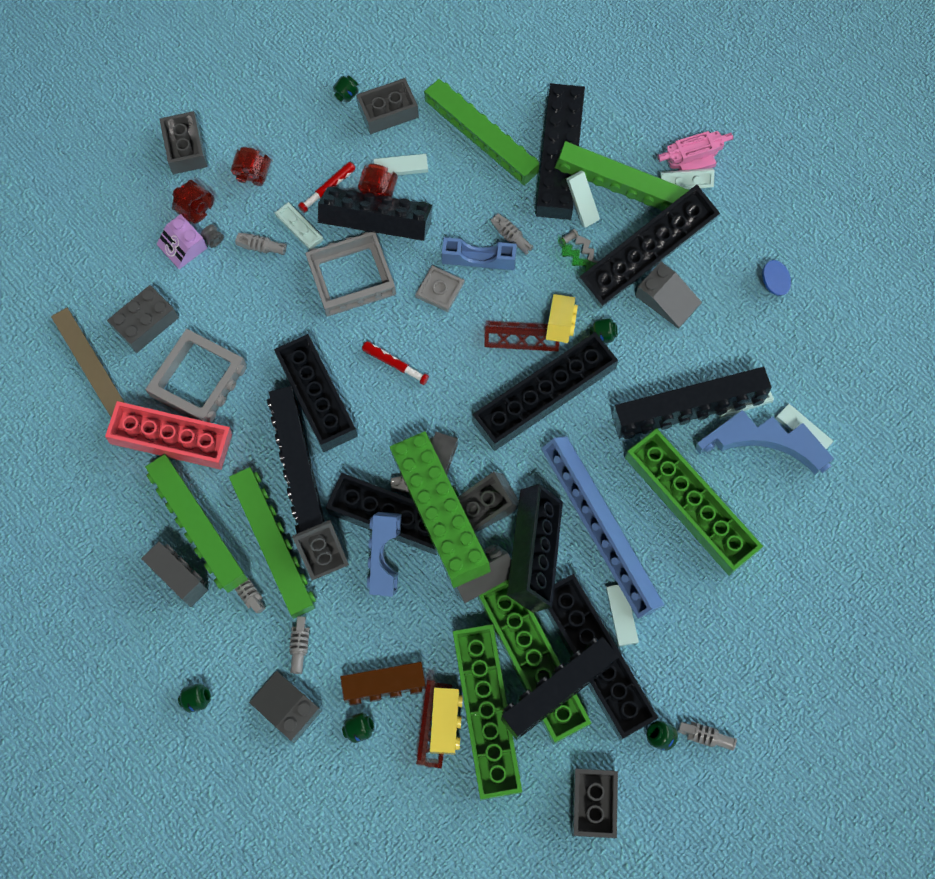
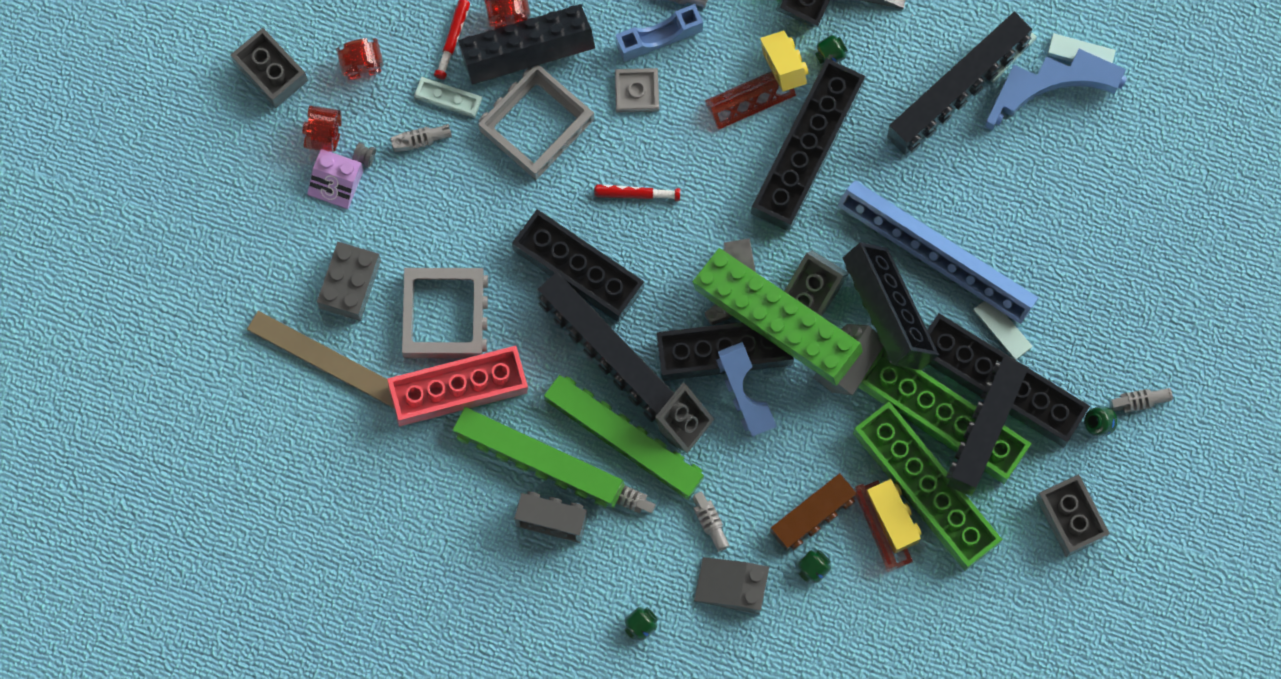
camera: 30 degrees left, 5 degrees up
(693, 502) = (1012, 182): bright green brick -> none

